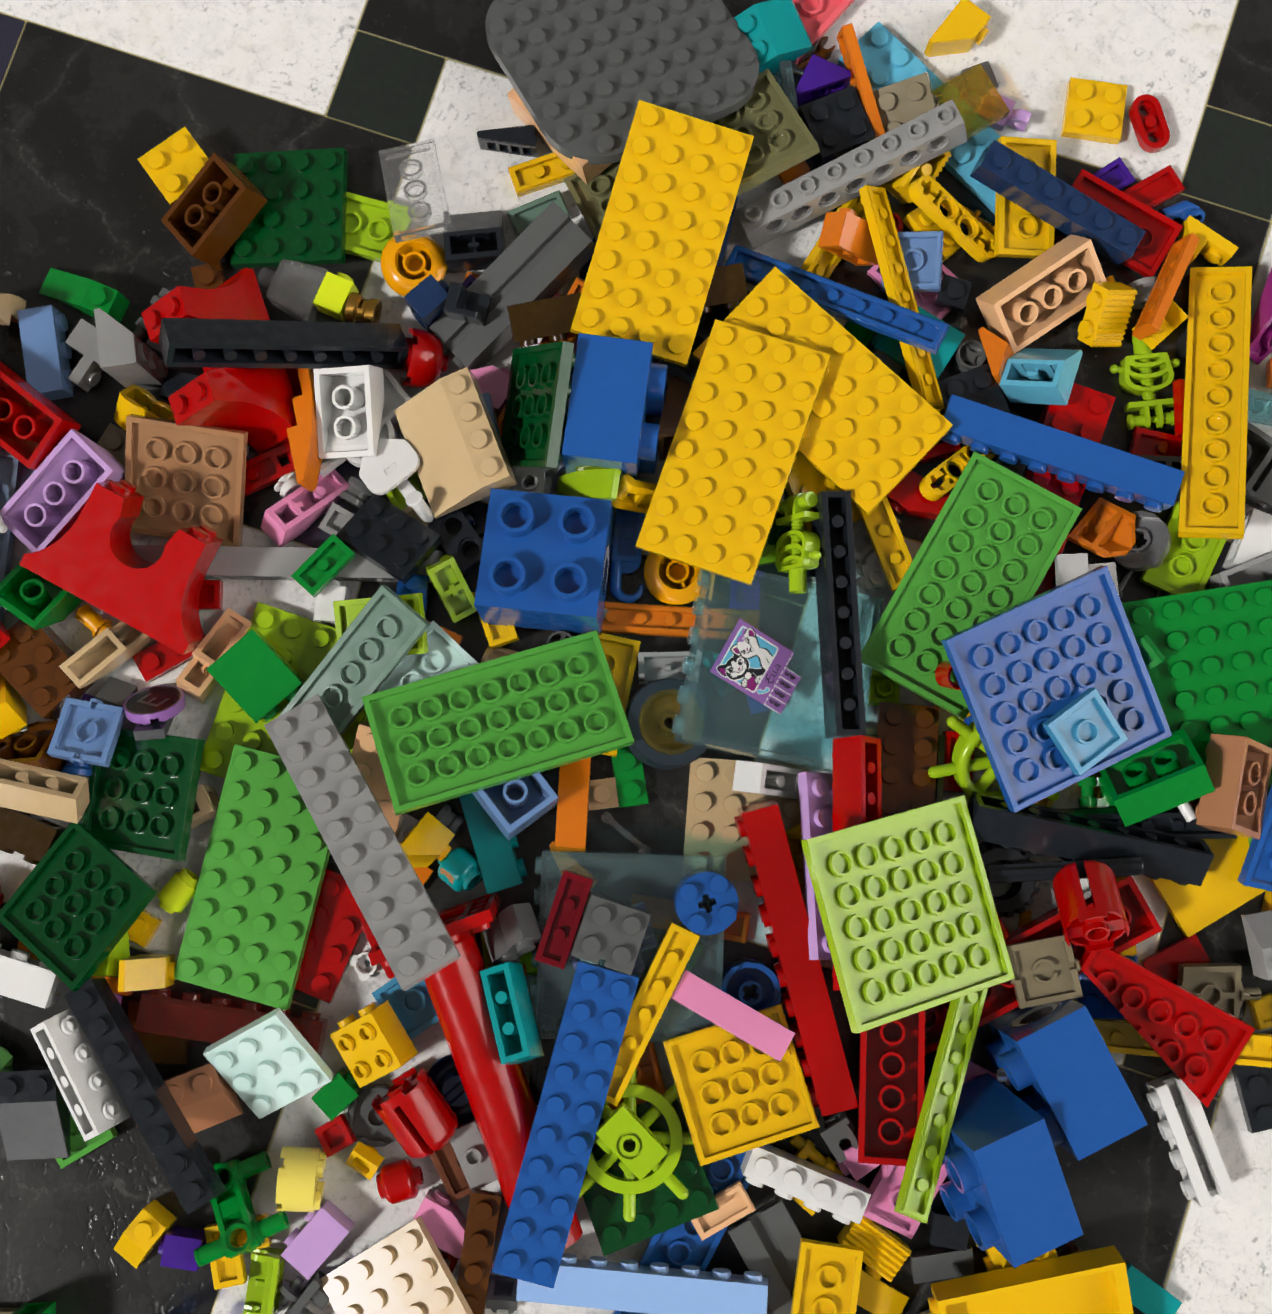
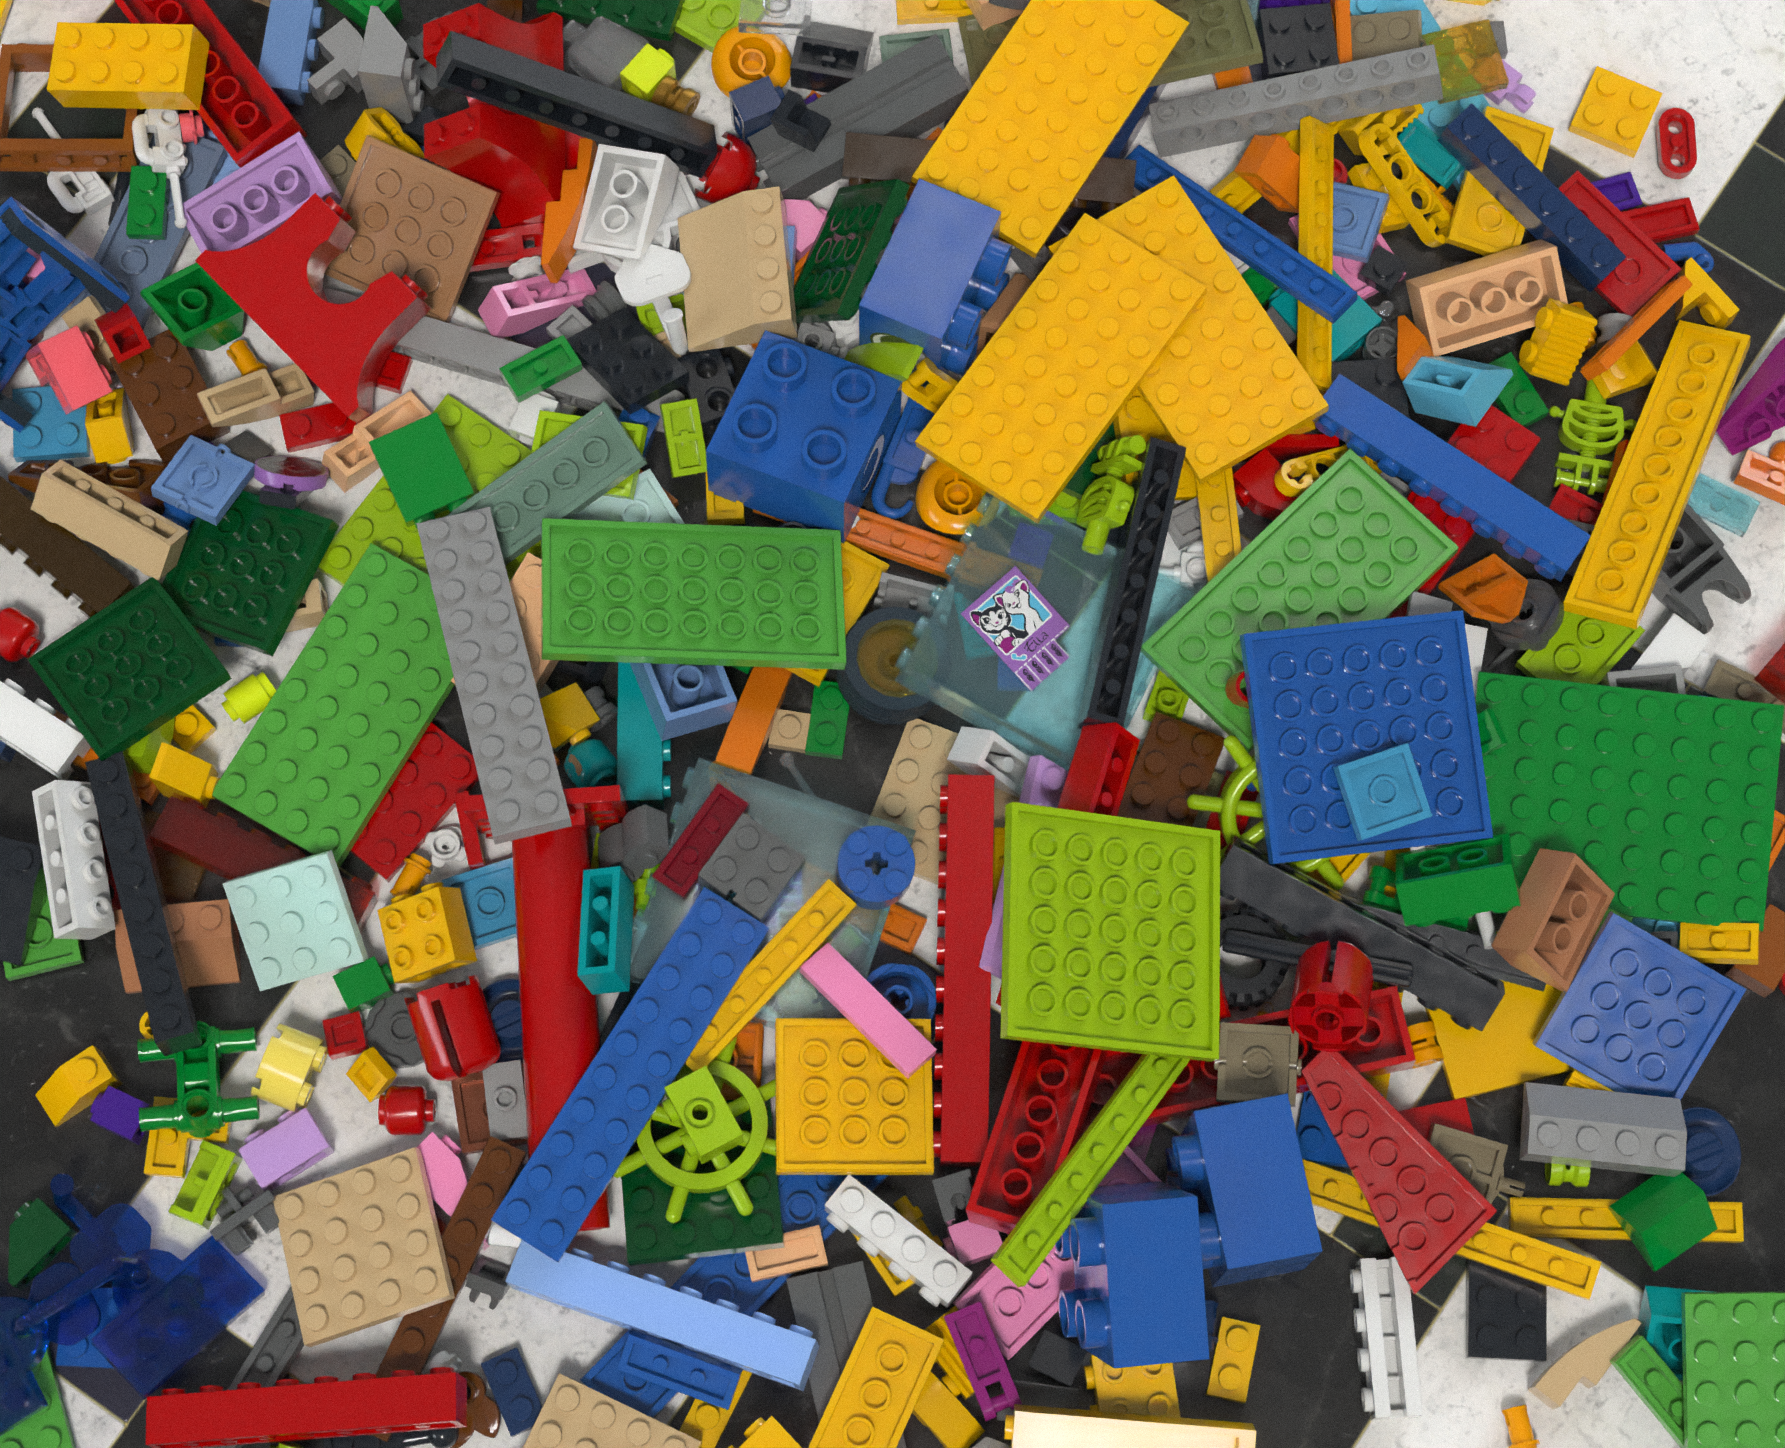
camera: 10 degrees right, 10 degrees down
(347, 996) = (411, 875): none -> light orange pin
(895, 1254) = (982, 1359): none -> magenta plate
(963, 187) = (1429, 154): none -> teal tile
(1080, 1184) = (1233, 1360): none -> yellow plate
(1090, 369) = (1519, 397): none -> green plate
(1158, 906) = (1425, 1052): none -> light orange wheel

